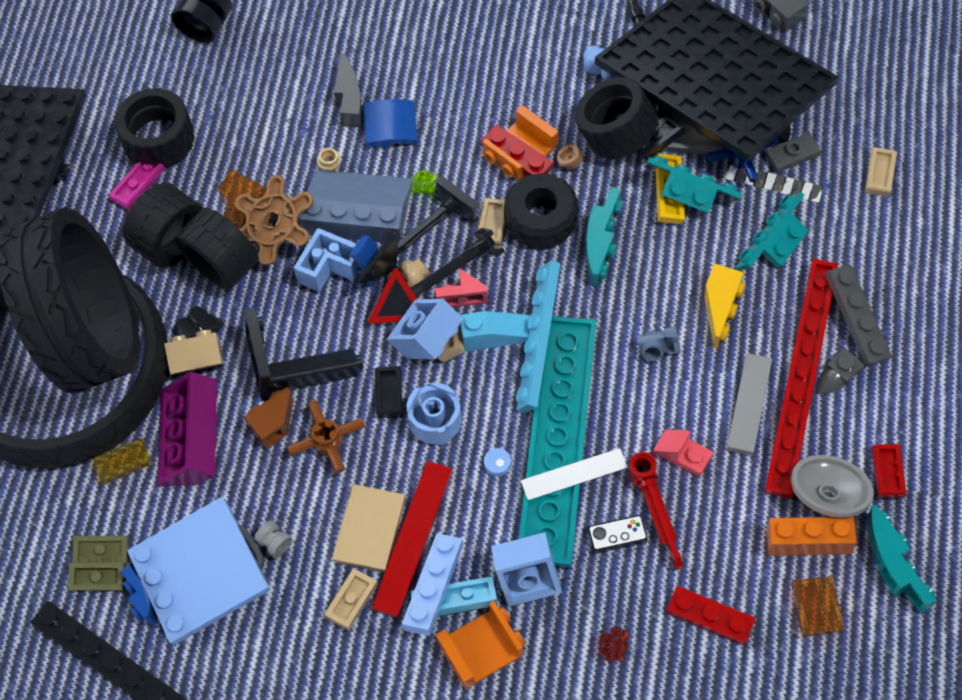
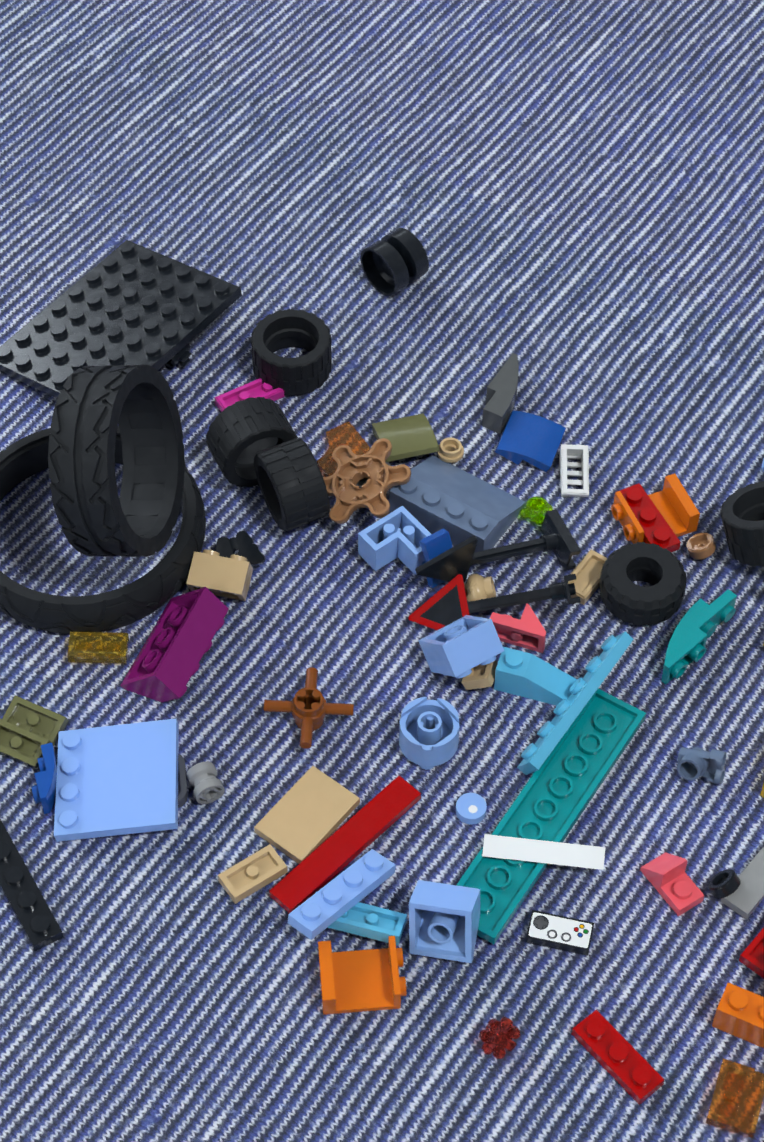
camera: 20 degrees right, 10 degrees down
(271, 419) = (265, 668): dark orange slope -> none
(287, 160) = (408, 436): none -> olive slope
(298, 371) = (311, 634): black piece -> none
(388, 392) = (395, 694): black tile -> none
(432, 118) = (574, 452): none -> white slope
(649, 486) = (616, 896): red piece -> none
(724, 435) = (724, 883): none -> black tile

